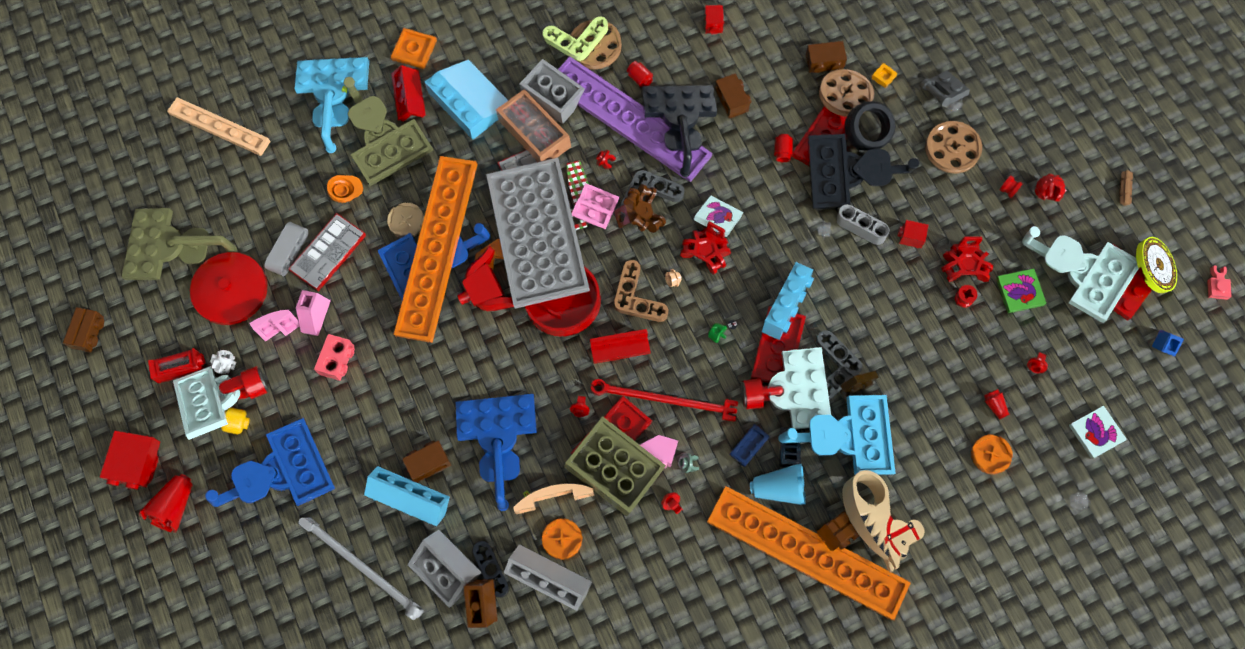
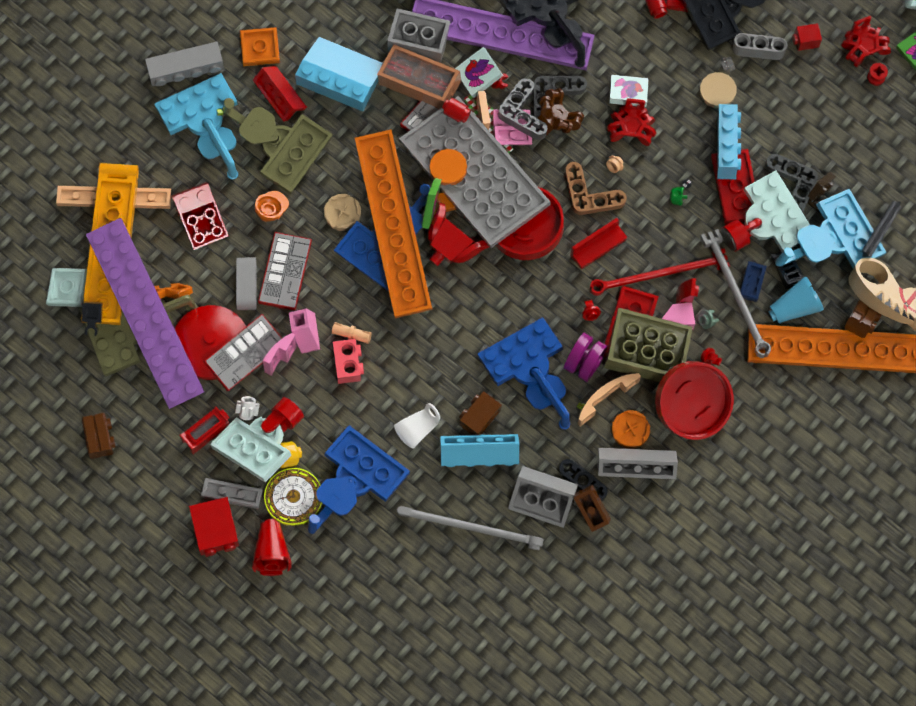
camera: 30 degrees left, 0 degrees up
(128, 219) = (92, 314): none -> black plate
(135, 187) = (66, 287): none -> light aqua tile
(169, 435) = (236, 493): none -> light grey tile
(175, 237) = (145, 313): none -> medium lavender plate
(185, 163) = (113, 182): none -> light orange hinge
(207, 224) = (174, 291): none -> orange tile
(216, 459) = (292, 496): none -> tile
(236, 311) = (243, 352): none -> tile
(280, 171) = (199, 215): none -> slope
(339, 36) = (184, 64): none -> light grey brick
(353, 333) = (351, 333): none -> light nougat pin
(365, 446) = (417, 426): none -> white piece
(478, 243) = (431, 203): none -> bright green tile
(513, 217) = (448, 166): none -> orange tile
(547, 169) = (456, 110): none -> red brick
(549, 450) = (585, 357): none -> magenta wheel
(575, 180) = (482, 108): none -> light nougat tile
(589, 144) = (479, 72): none -> light aqua tile
(604, 194) = (515, 109): none -> dark grey beam
(631, 540) = (694, 400): none -> red piece
(678, 429) = (687, 291): none -> red slope
(725, 492) = (713, 242): none -> light grey hinge
(804, 248) = (717, 89): none -> tan tile
(900, 448) = (881, 229): none -> black axle

